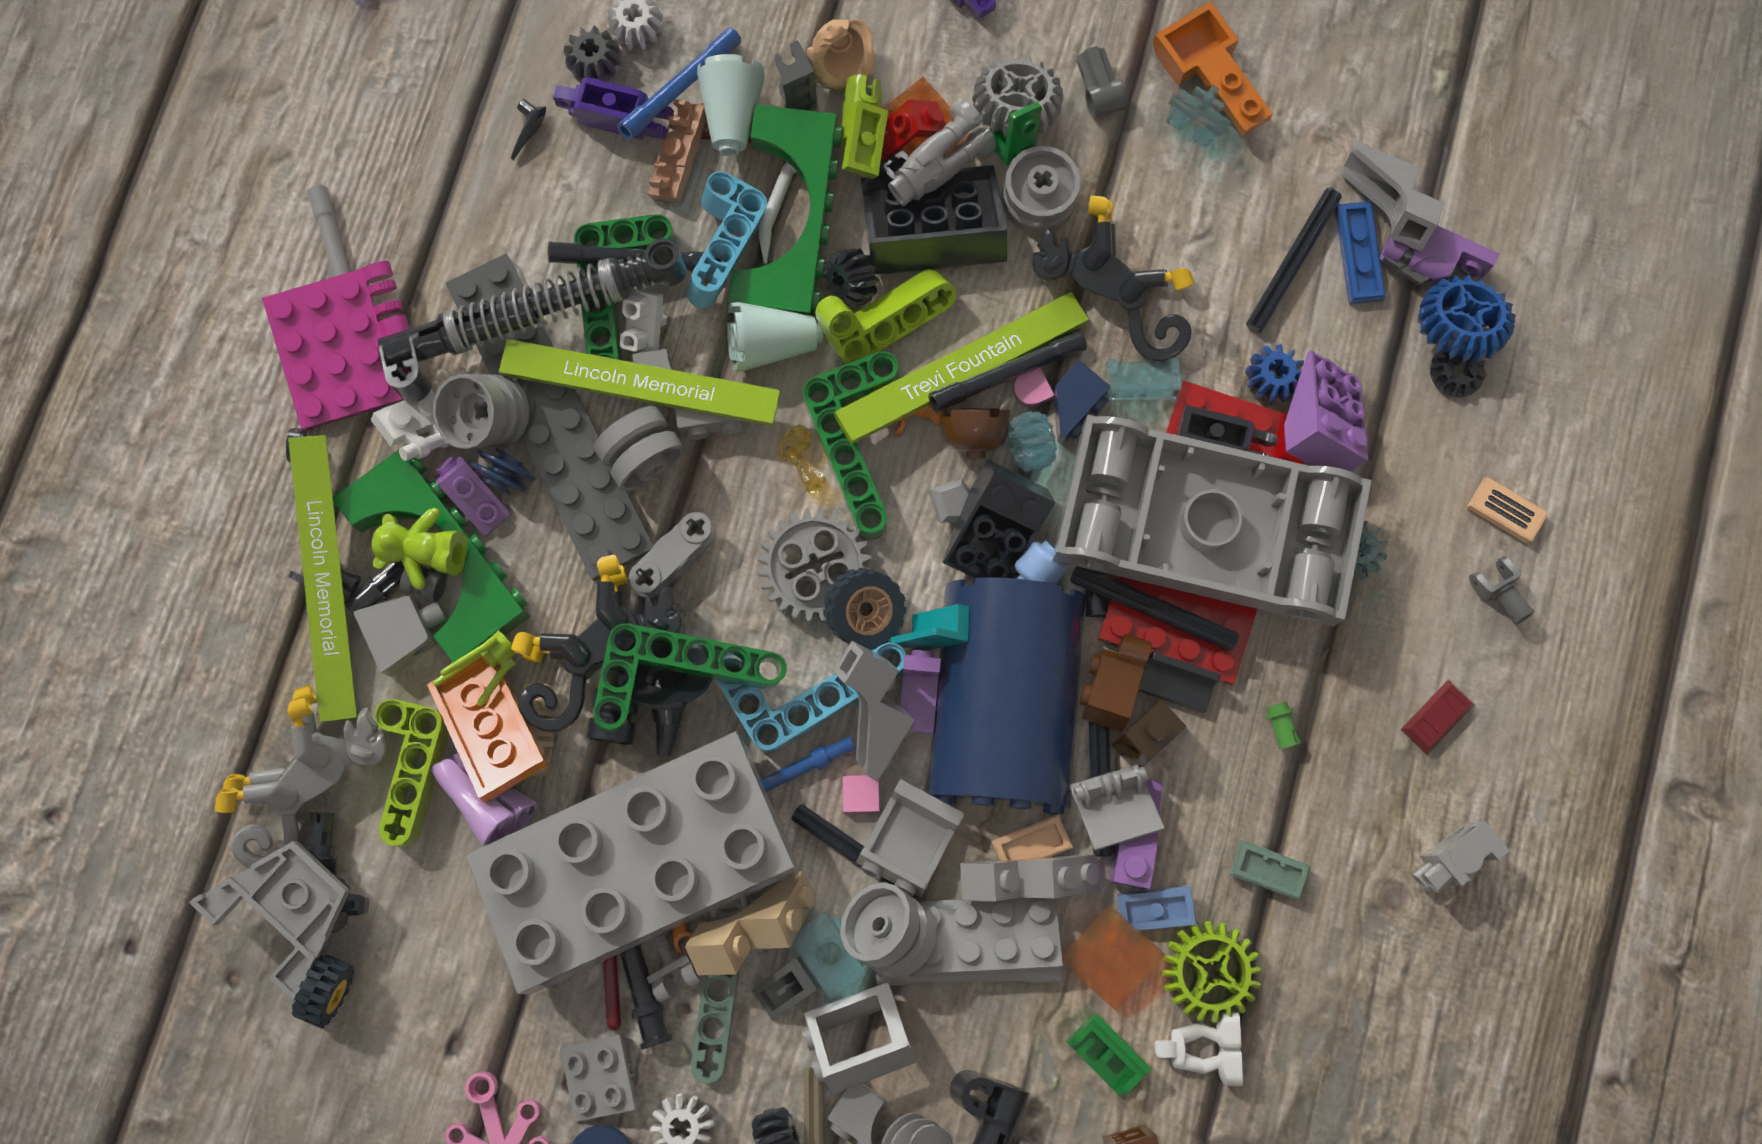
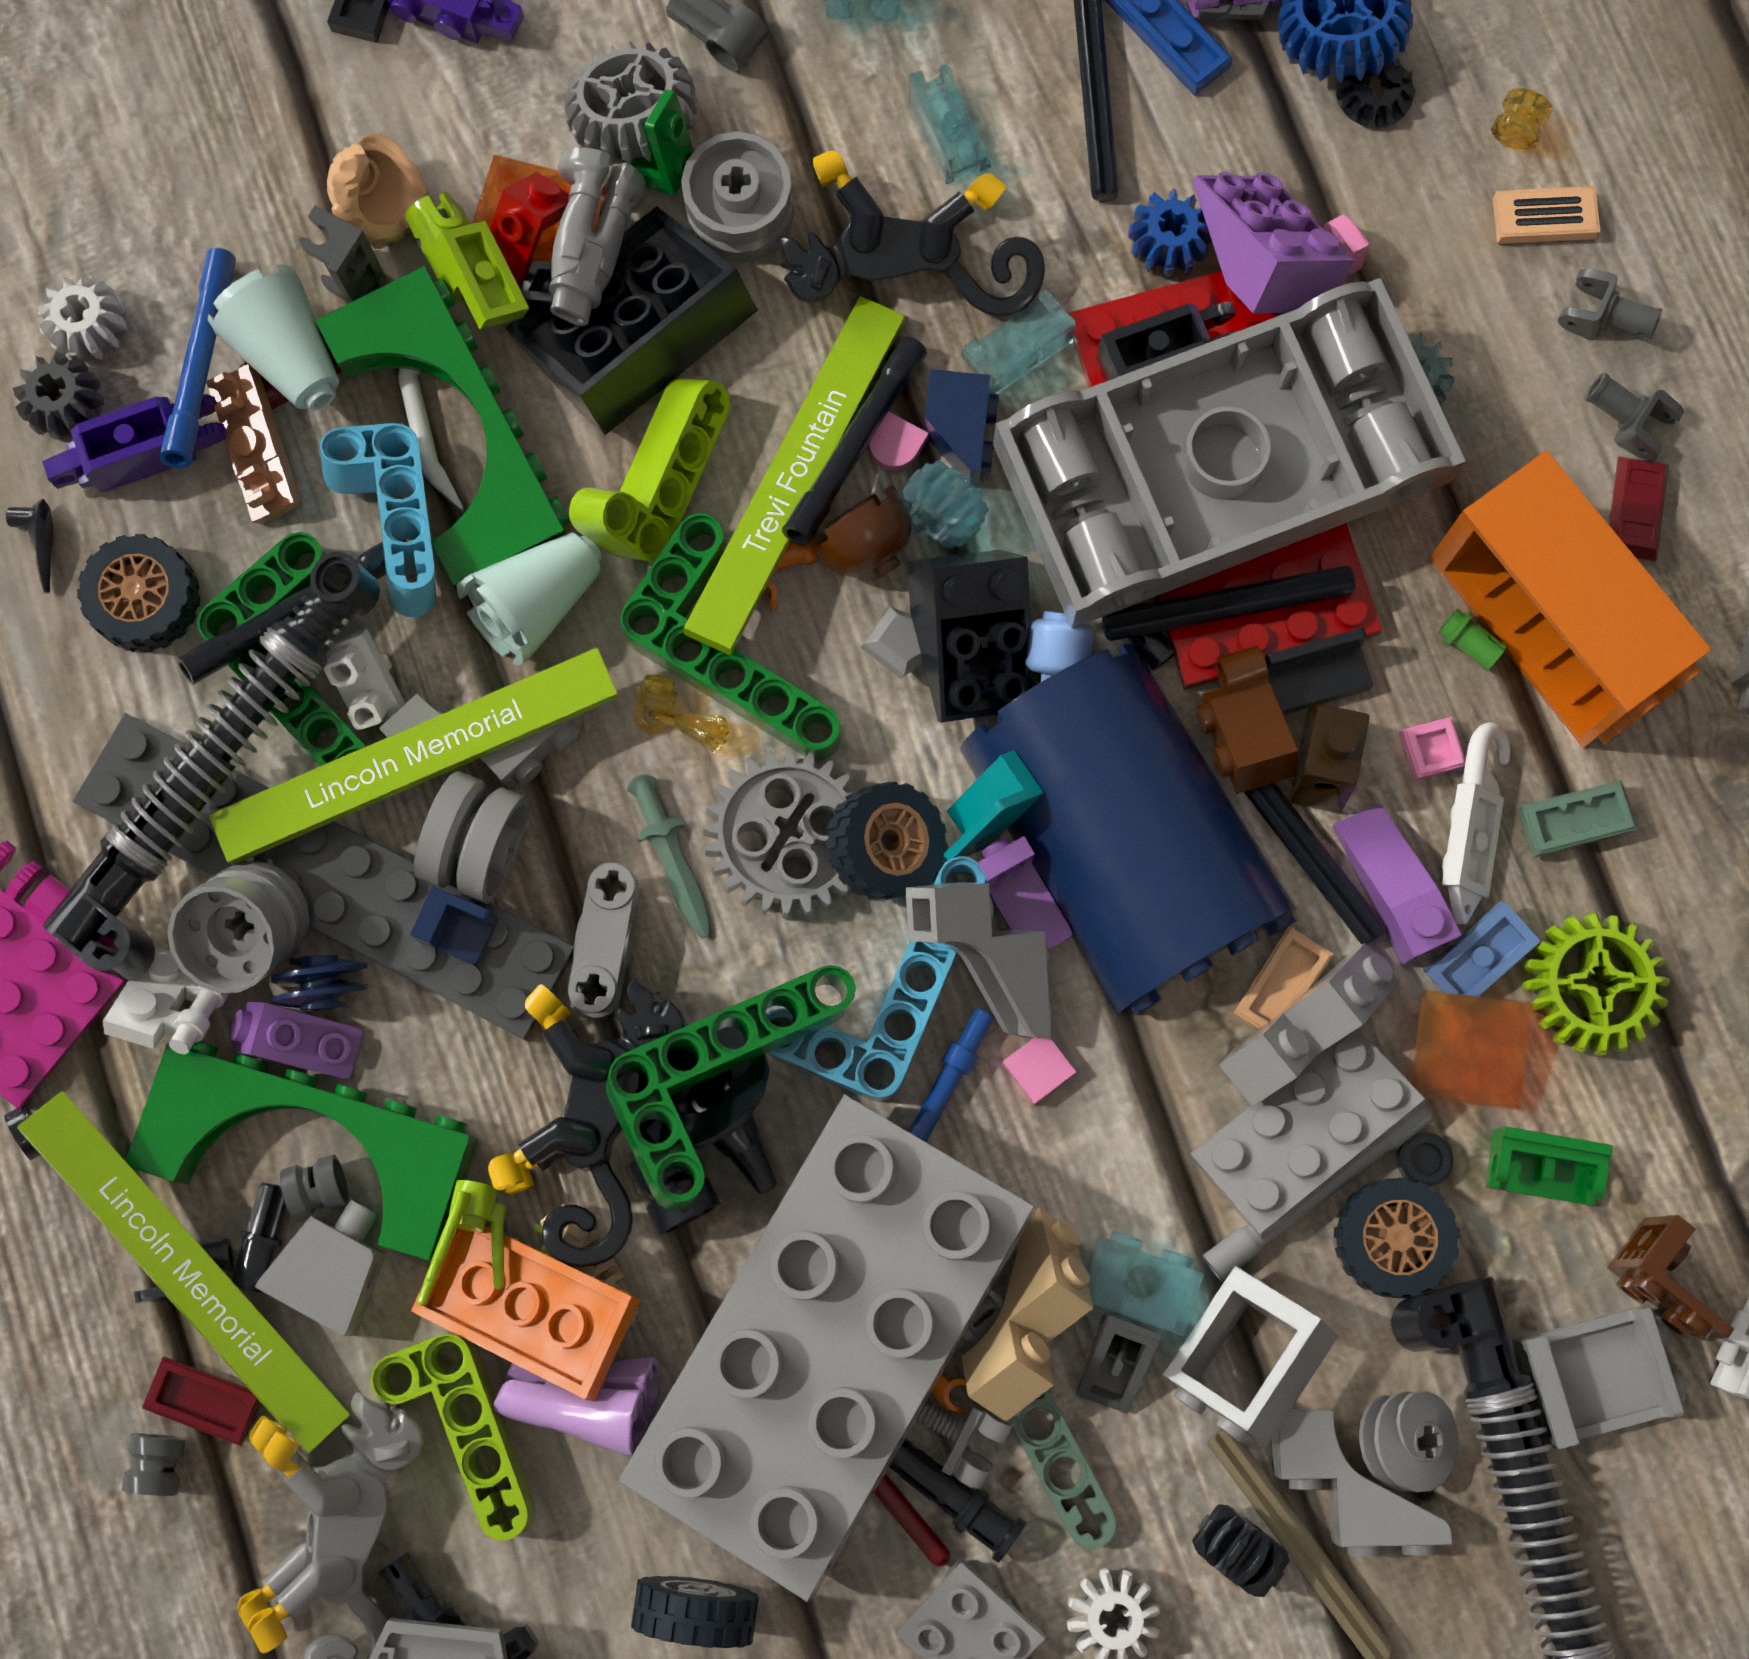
camera: 35 degrees left, 0 degrees up
(236, 670) = (153, 1464): none -> dark grey wheel
(285, 654) = (201, 1401): none -> dark red tile
(440, 550) = (311, 1134): lime piece -> none
(458, 956) = (694, 1612): none -> black wheel
(559, 192) = (138, 593): none -> black wheel
(595, 490) = (454, 926): none -> dark blue panel
(746, 520) = (664, 838): none -> sand green sword
(829, 834) = (1079, 1141): black axle -> none
(851, 277) = (583, 452): black gear -> none
(888, 930) = (1194, 1203): light grey wheel -> none
(909, 839) = (1137, 1079): light grey panel -> none
(992, 1032) = (1396, 1238): none -> black wheel
(1041, 1000) = (1425, 1159): none -> black tile
(1116, 807) = (1354, 867): light grey hinge -> none
(1191, 227) = (947, 126): none -> clear light blue hinge
(1206, 832) = (1475, 825): none -> white plate
(1215, 772) = (1433, 749): none -> bright pink tile
(1226, 1035) = (1688, 1067): white piece -> none
(1350, 742) = (1569, 602): none -> orange container
(1375, 447) = (1350, 240): none -> bright pink tile
(1472, 659) = (1632, 413): none -> dark grey piece
(1532, 444) = (1522, 119): none -> clear yellow wheel

